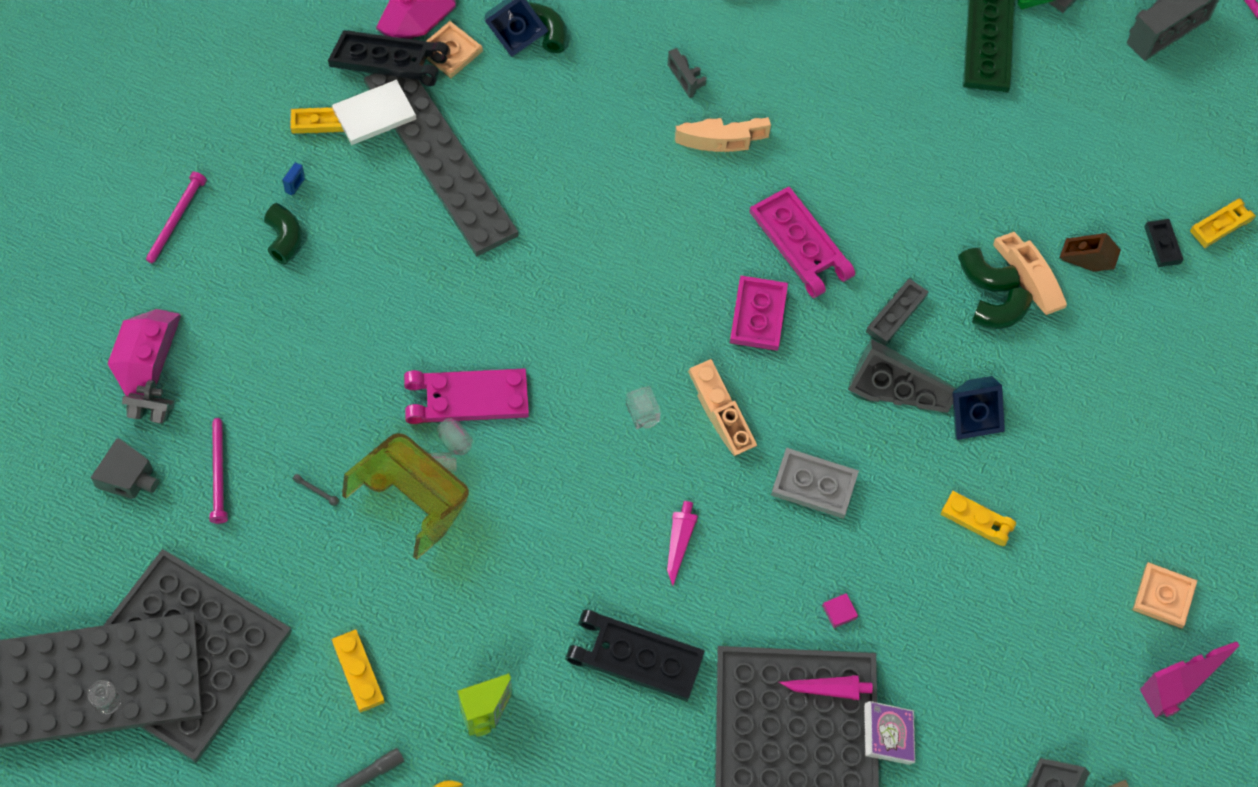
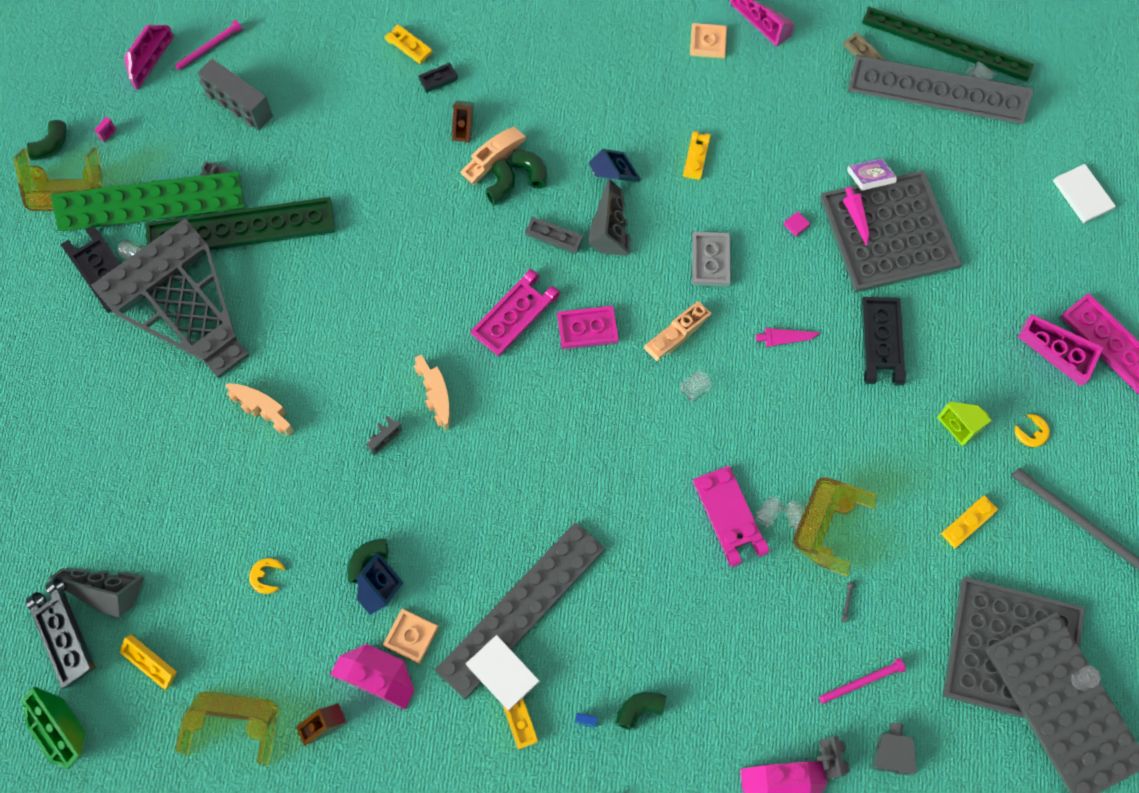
camera: 105 degrees left, 5 degrees up
(388, 56) = (440, 684): black hinge -> none

